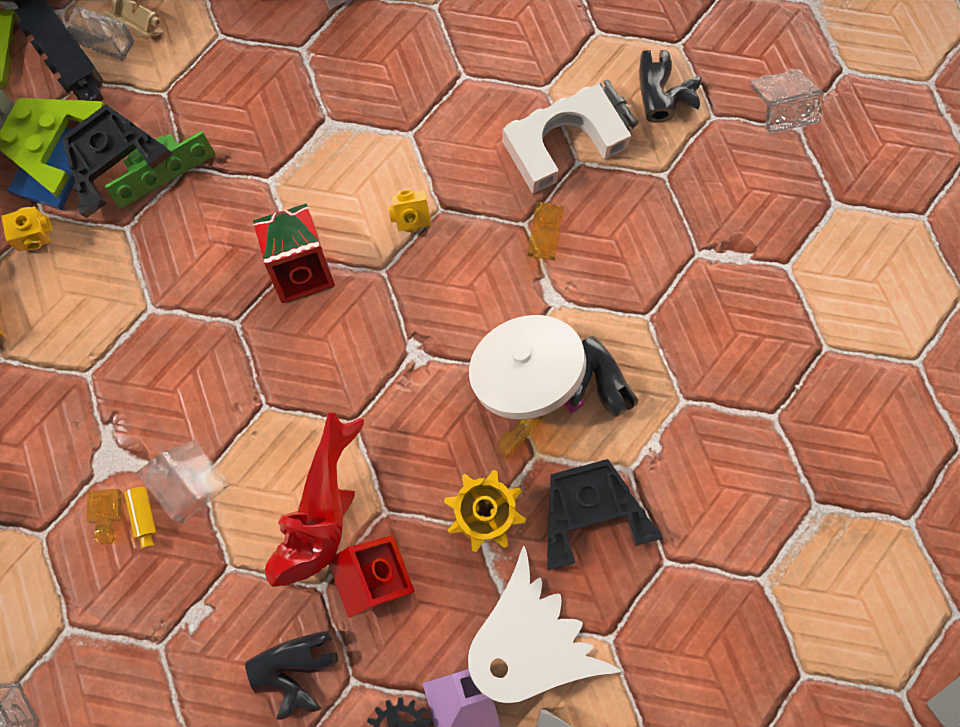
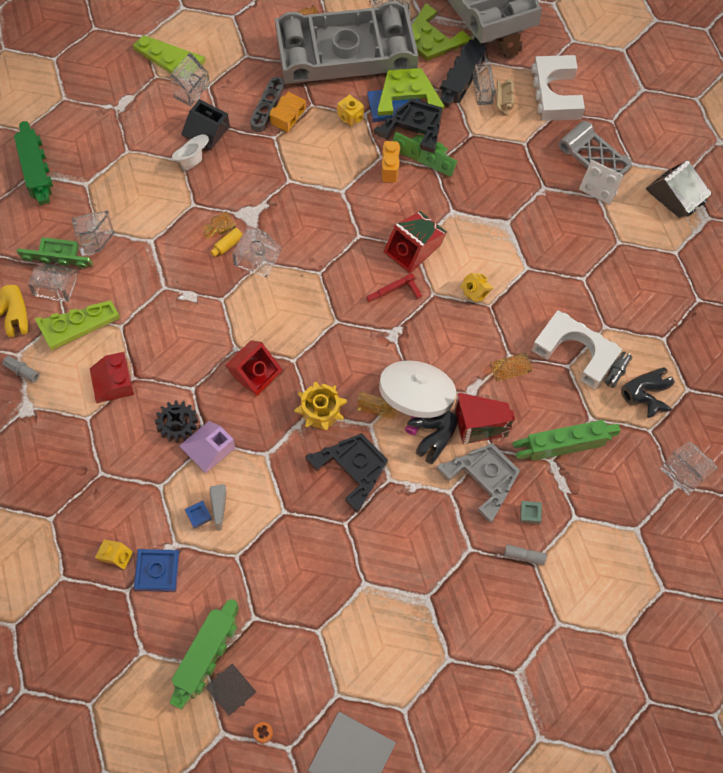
camera: 60 degrees right, 10 degrees down
(146, 218) = (390, 161): none -> light orange brick
(267, 669) = (178, 339): black piece -> none
(317, 526) = (278, 325): red piece -> none
(347, 293) = (407, 280): none -> red piece
(530, 642) = (259, 463): white piece -> none
(612, 306) = (482, 418): none -> red slope
(684, 334) = (490, 470): none -> light grey wing
(688, 219) = (566, 440): none -> bright green hinge
(763, 315) = (530, 512): none -> sand green plate
(817, 350) = (527, 555): none -> light grey piece

